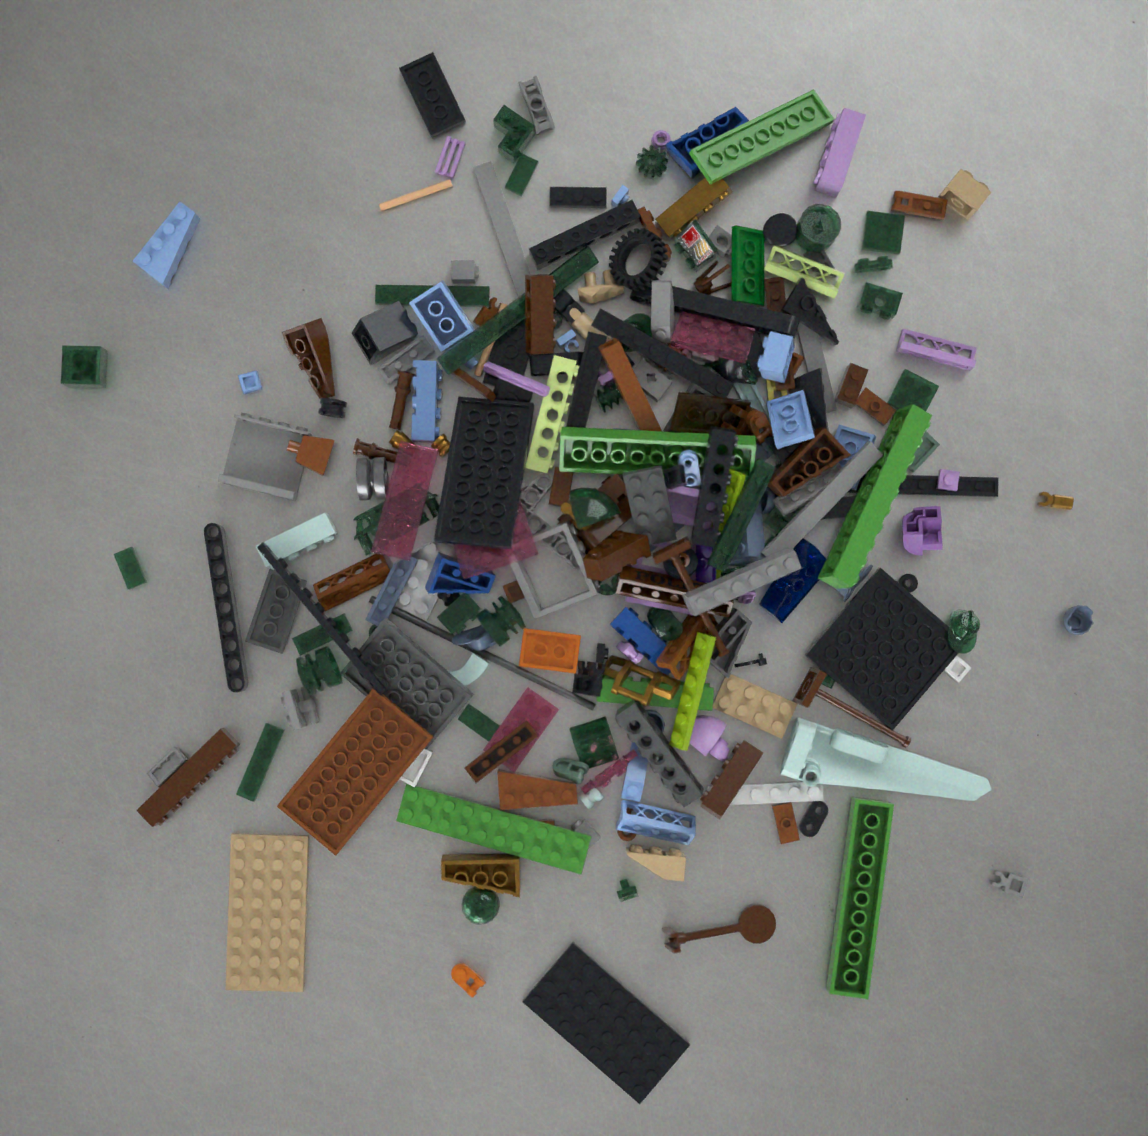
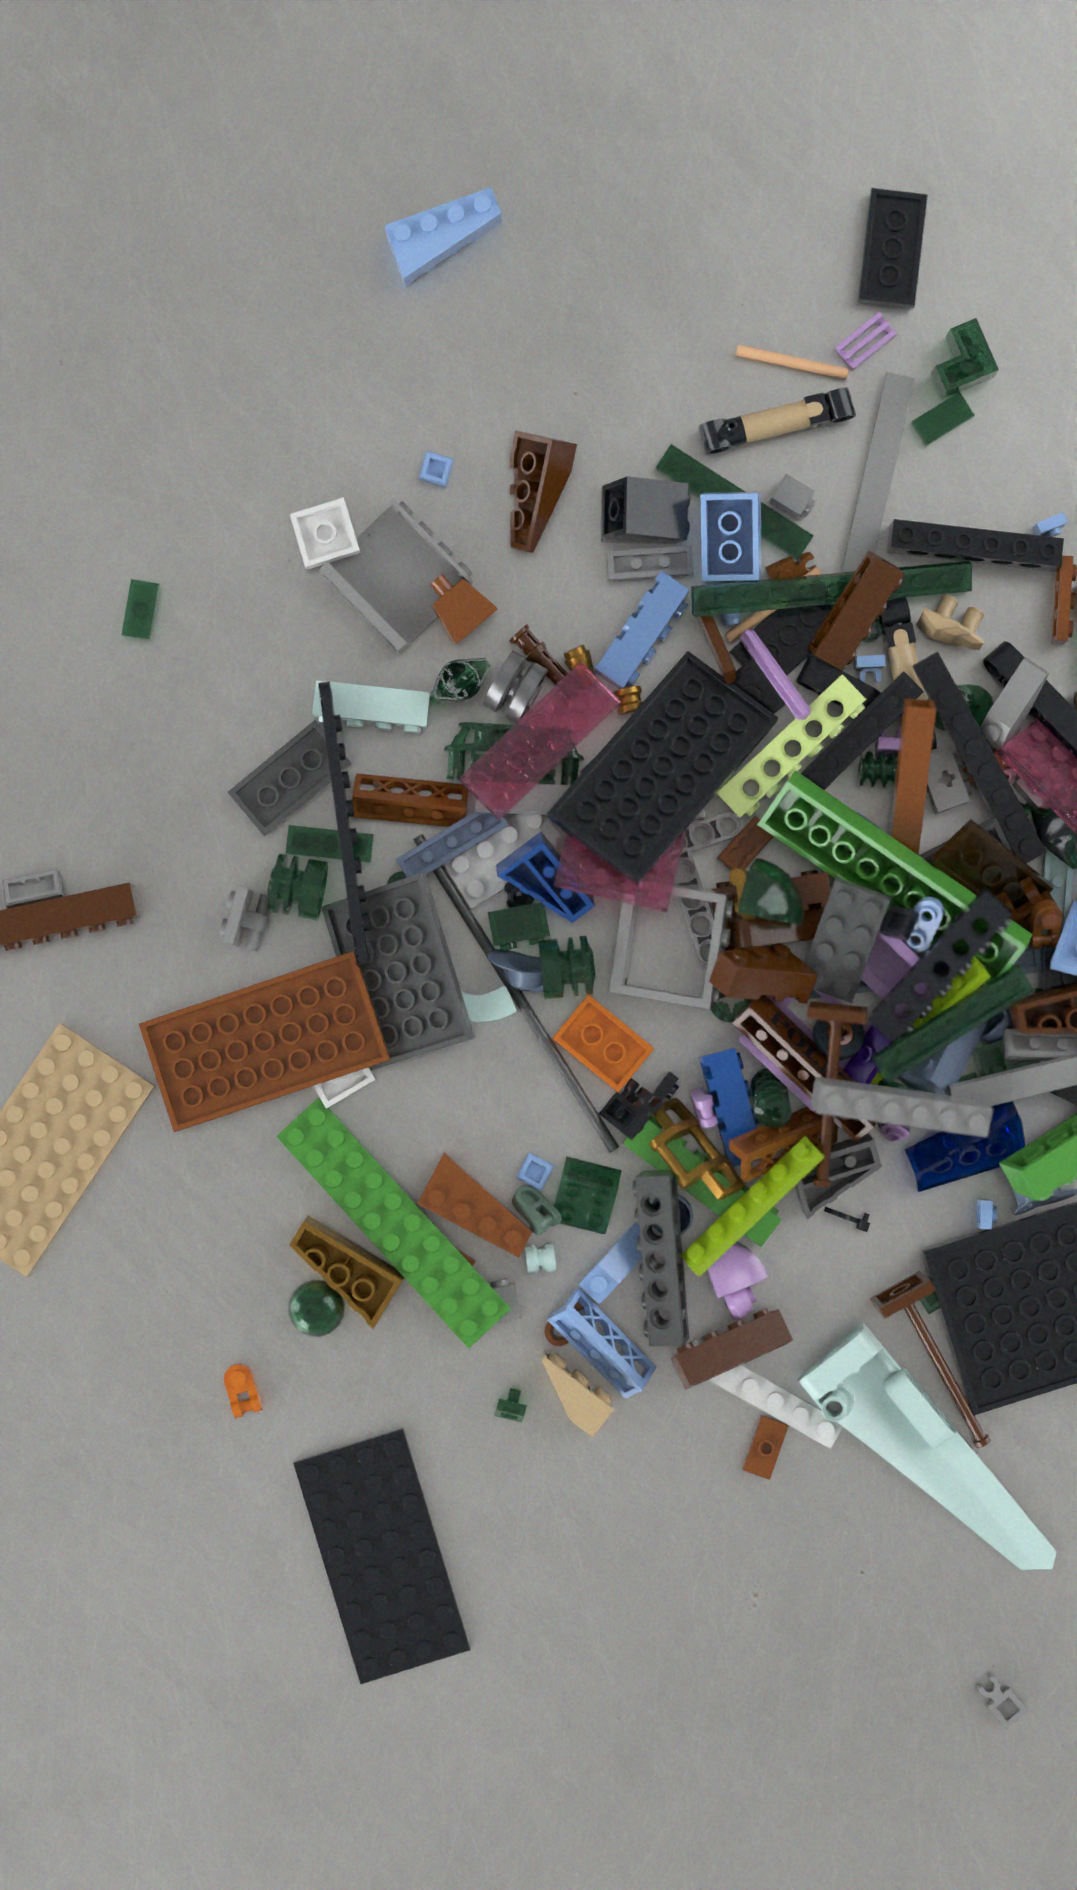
camera: 30 degrees right, 0 degrees up
(84, 366) = (240, 320): clear green brick -> none
(209, 458) = (325, 533): none -> white plate
(220, 599) = (228, 720): black beam -> none
(260, 762) = (152, 955): clear green plate -> none
(332, 407) = (520, 566): black wheel -> none
(338, 495) = (459, 680): none -> clear green hat
(402, 391) = (621, 600): reddish brown pin -> none
(445, 216) = (810, 413): none -> piece
(478, 722) = (457, 1077): clear green plate -> none
(501, 751) = (465, 1131): reddish brown brick -> none
(513, 591) = (604, 940): dark orange plate -> none
(528, 707) = (504, 1119): clear pink plate -> none
(532, 93) = (1019, 323): light grey piece -> none
(556, 748) = (535, 1171): none -> light blue tile
(578, 197) = (996, 492): black plate -> none
(604, 778) = (572, 1245): clear pink plate -> none
(618, 266) = (1044, 637): black tyre -> none
(754, 705) = (818, 1274): tan plate -> none
(754, 924) = (646, 1551): reddish brown piece -> none
(813, 818) = (803, 1462): black plate -> none
(828, 611) = (985, 1214): none -> light blue plate
(859, 898) = (800, 1599): bright green brick -> none

